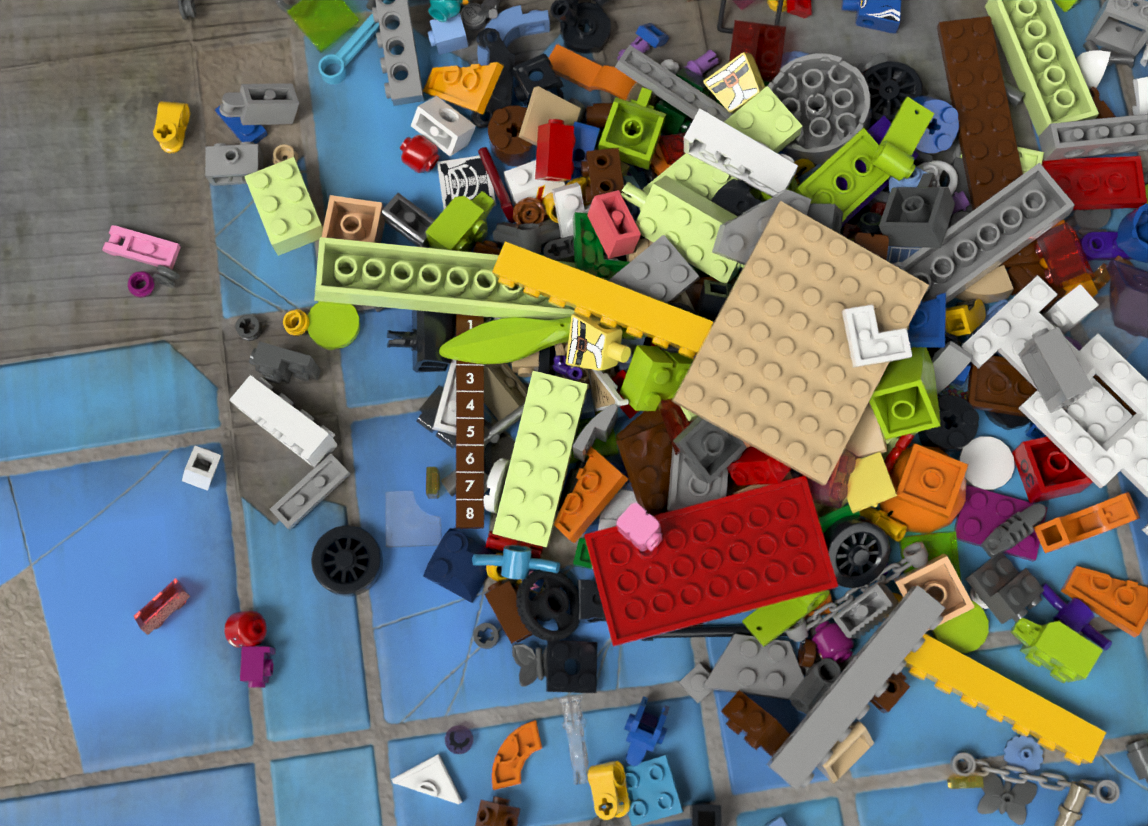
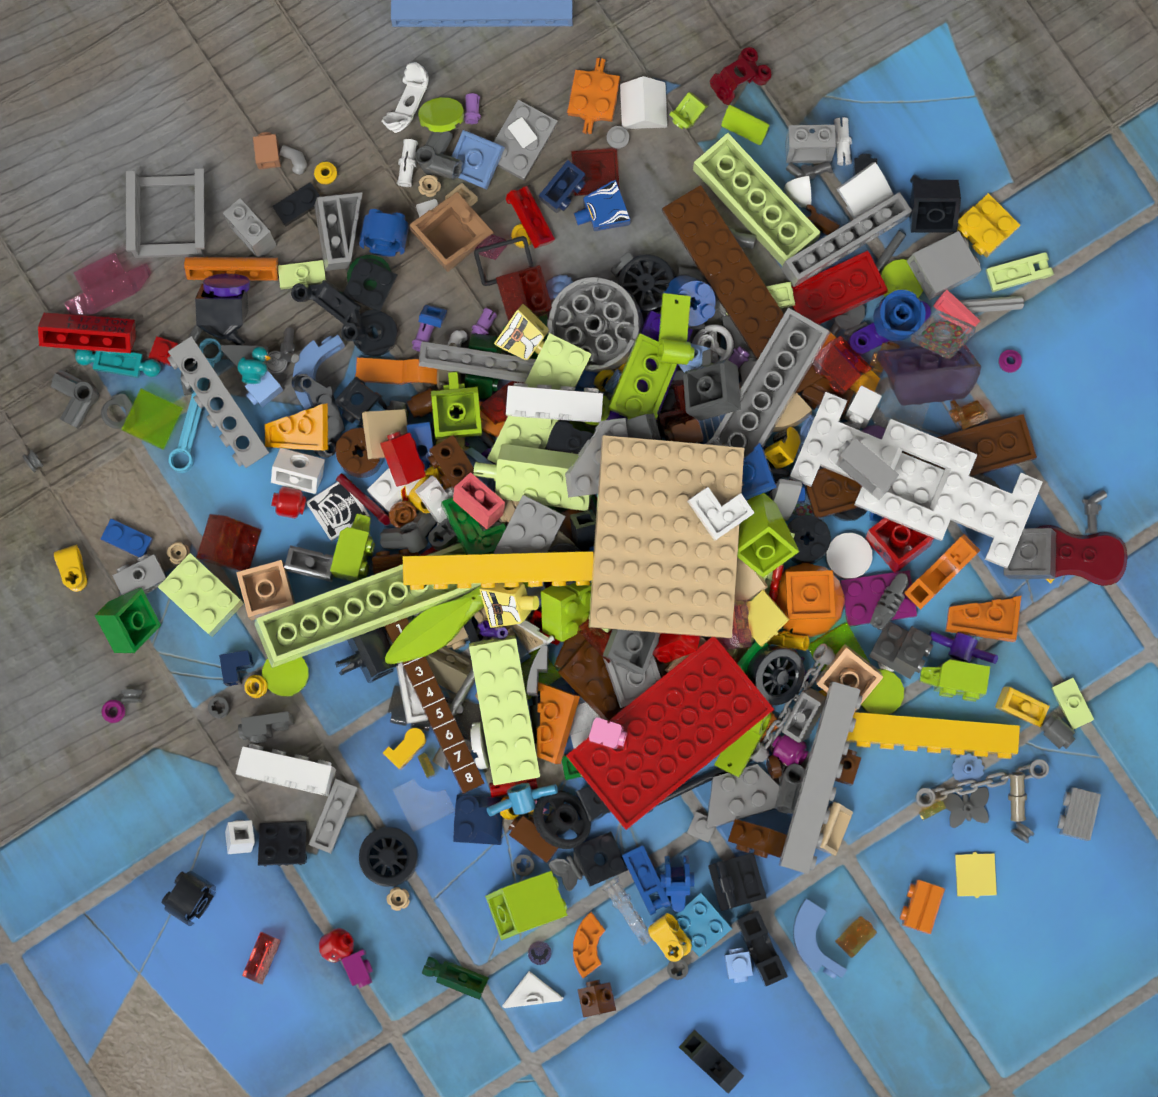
camera: 25 degrees left, 5 degrees up
(117, 506) = (189, 897): none -> black brick
(141, 247) = (99, 681): bright pink plate -> none
(198, 198) = (128, 621): none -> green slope
(243, 496) = (282, 843): none -> black hinge
(261, 104) = (142, 519): light grey brick -> none
(283, 288) = (232, 664): none -> dark blue piece
(328, 609) = (397, 892): none -> tan plate
(339, 166) = (228, 543): none -> clear red slope
(356, 724) = (456, 977): none -> dark green plate
(419, 457) = (407, 749): none -> yellow leg
(469, 680) = (526, 905): none -> lime slope
(611, 712) = (646, 879): none -> blue plate
(711, 761) = (737, 881): none -> black plate
(869, 223) = (677, 408): black plate -> none
(1113, 712) = (1022, 706): none -> yellow slope

